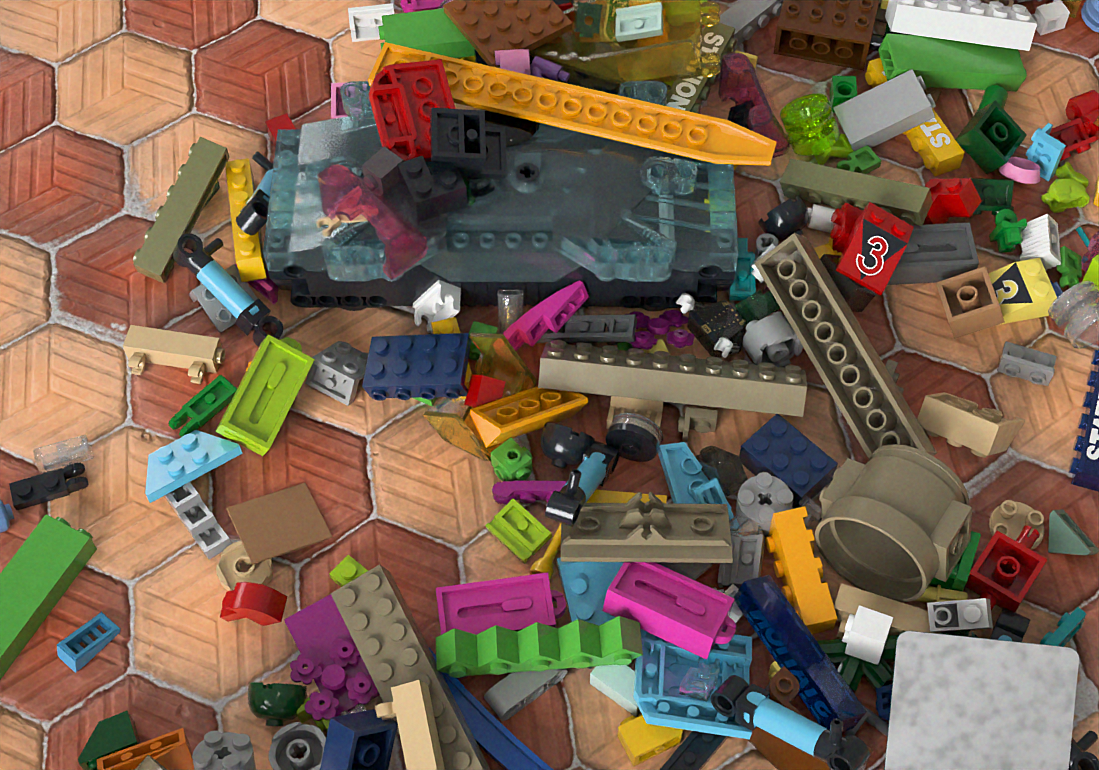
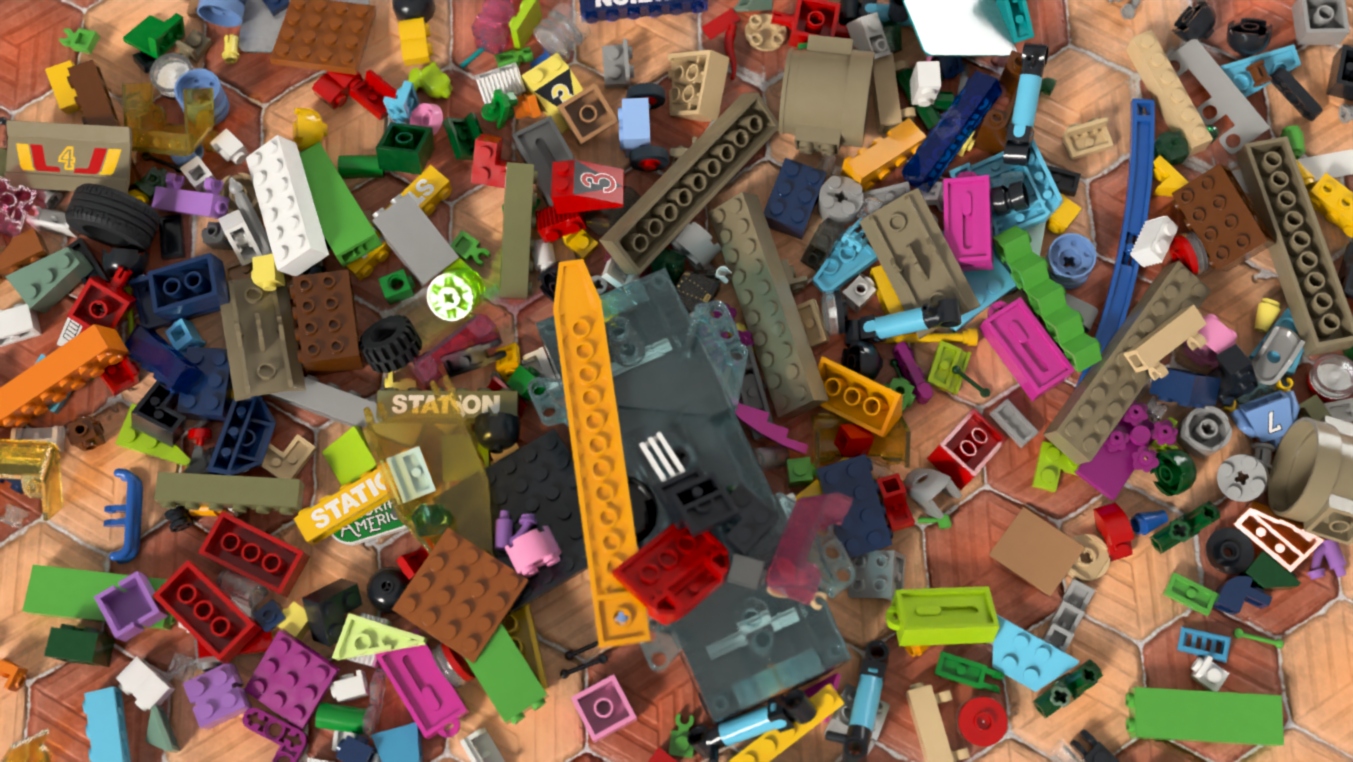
camera: 115 degrees left, 15 degrees up
(57, 627) = (1208, 673): none -> white bracket
(76, 685) = (1238, 633): none -> bright green hinge
(117, 695) = (1236, 592): none -> dark blue brick
(130, 484) = (1068, 688): none -> dark green piece
(144, 651) = (1190, 594): none -> bright green plate
(153, 394) = (981, 721): none -> red piece
(160, 703) = (1237, 543): none -> black dish
(212, 683) = (1185, 527): none -> dark green piece
(242, 650) = (1146, 522): none -> blue cone
(362, 454) = (943, 523): none -> bright green hand
(403, 450) = (924, 492): none -> light grey piece
(404, 412) = (893, 497): none -> red brick
(422, 508) = (967, 449): none -> red slope
(423, 568) = (1014, 423): none -> light grey plate
(473, 558) = (983, 392): none -> dark green hinge
(526, 153) = (652, 442): none -> white tile
(577, 694) = (1076, 251): none -> medium blue wheel
(640, 473) = (855, 299): none -> white brick
(677, 660) = (1010, 198): none -> black wheel
(781, 61) = (390, 344): none -> black tyre
(934, 343) = (635, 127): none -> brick
(1002, 257) = (527, 106): none -> orange bracket
(1009, 481) = (729, 49): none -> red animal
(1046, 72) = (308, 128): none -> yellow cylinder
(1047, 489) = (720, 23): none -> red sticker

